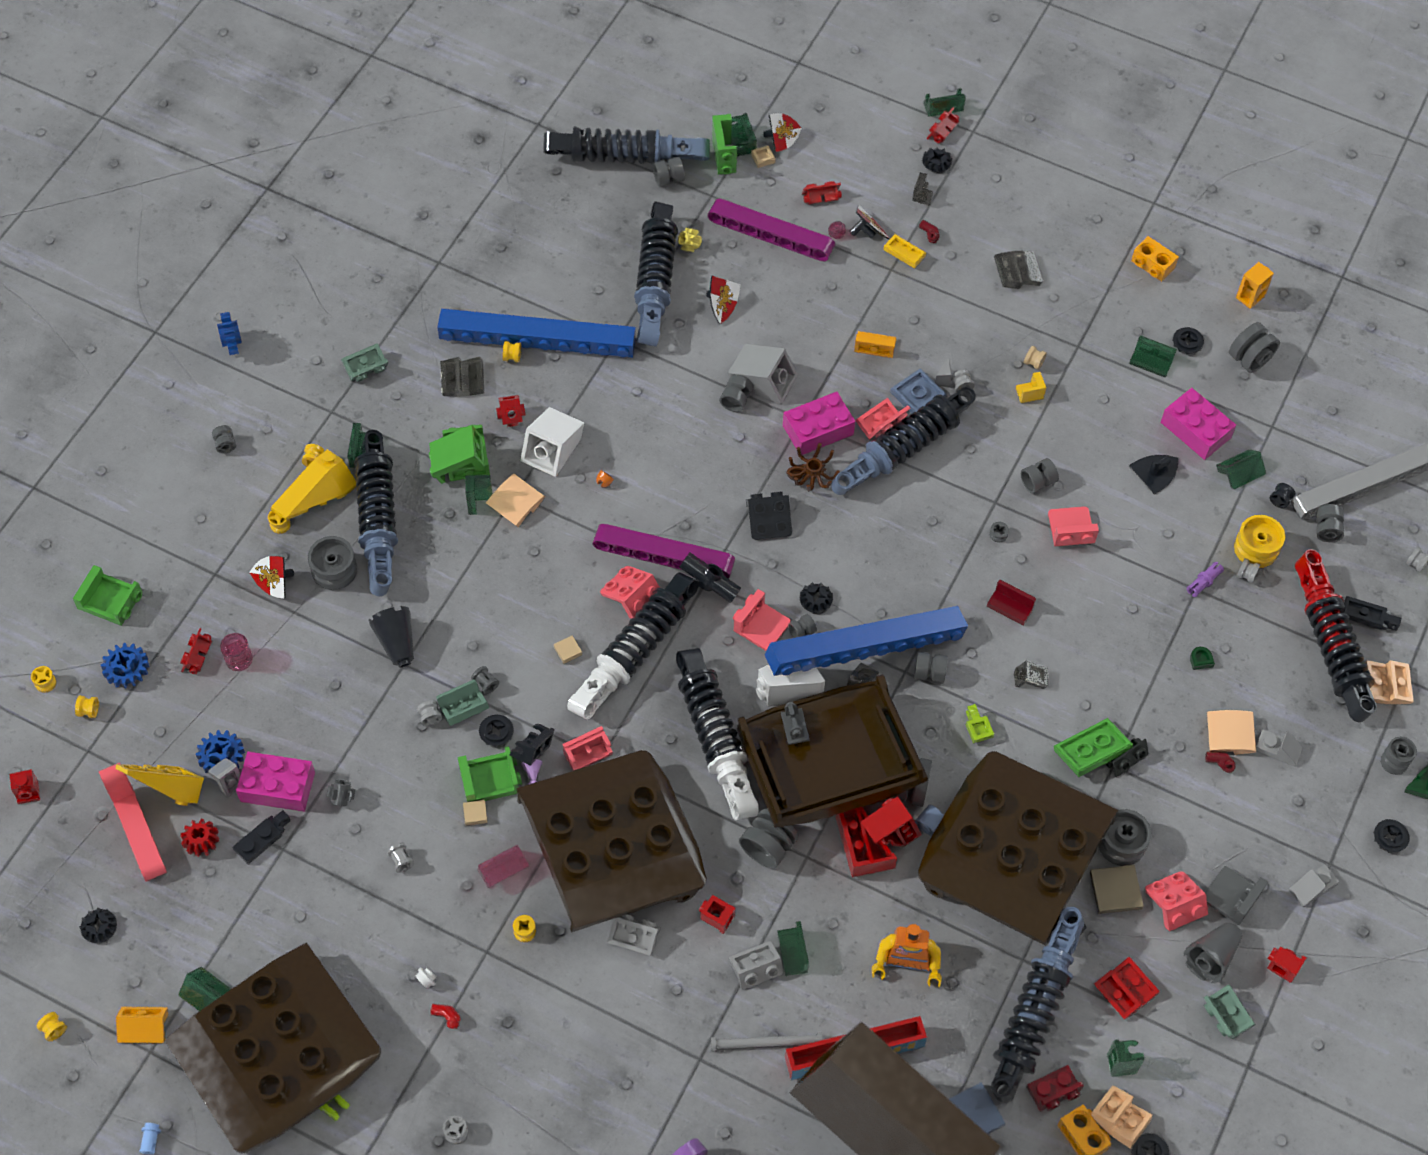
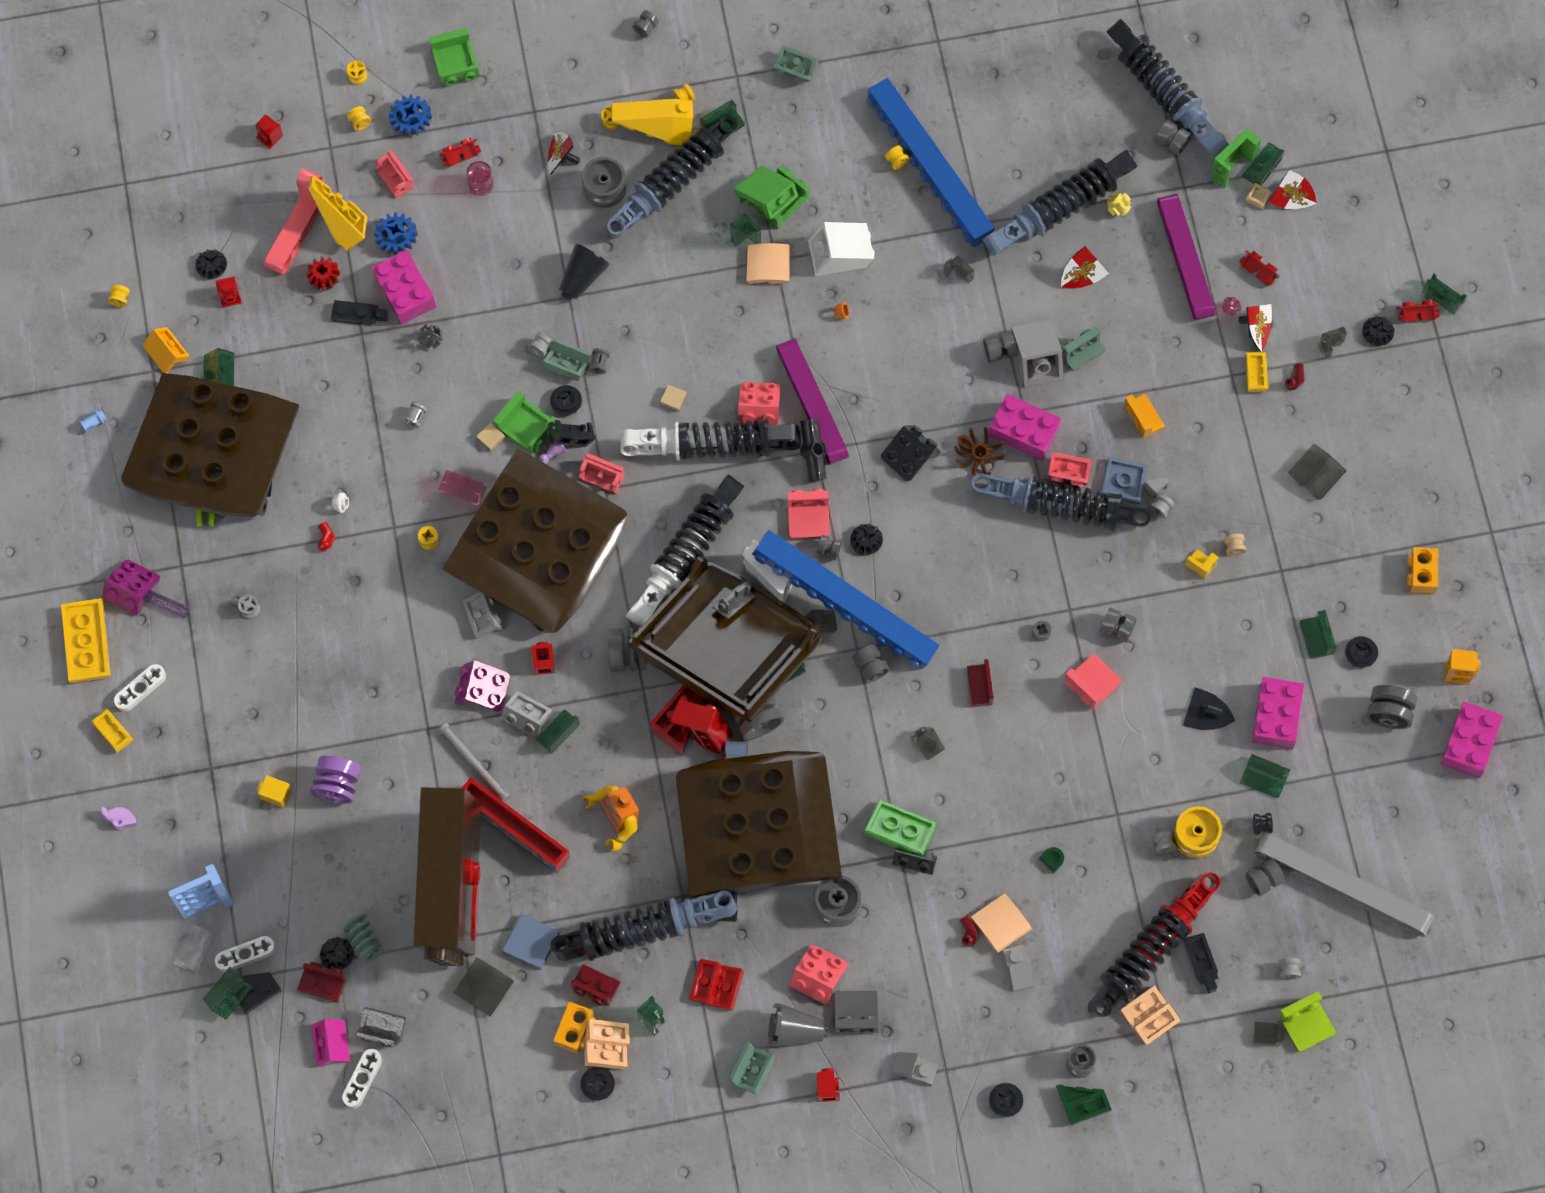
camera: 55 degrees right, 10 degrees up
(140, 928) = (228, 292): none -> red brick
(165, 716) = (394, 174): none -> coral hinge
(227, 776) = (377, 250): light grey slope -> none
(462, 377) = (845, 141): clear smoke slope -> none
(507, 404) = (841, 198): red brick -> none
(645, 373) = (961, 269): none -> clear smoke bracket
(699, 983) = (482, 686): none -> bracket
(788, 339) = (1083, 349): none -> sand green bracket
(978, 727) = (849, 734): lime plate -> none
(1116, 889) = (793, 925): dark tan tile -> none
(1205, 579) = (1129, 815): medium lavender pin -> none
(1316, 320) = (1471, 739): none -> dark pink brick

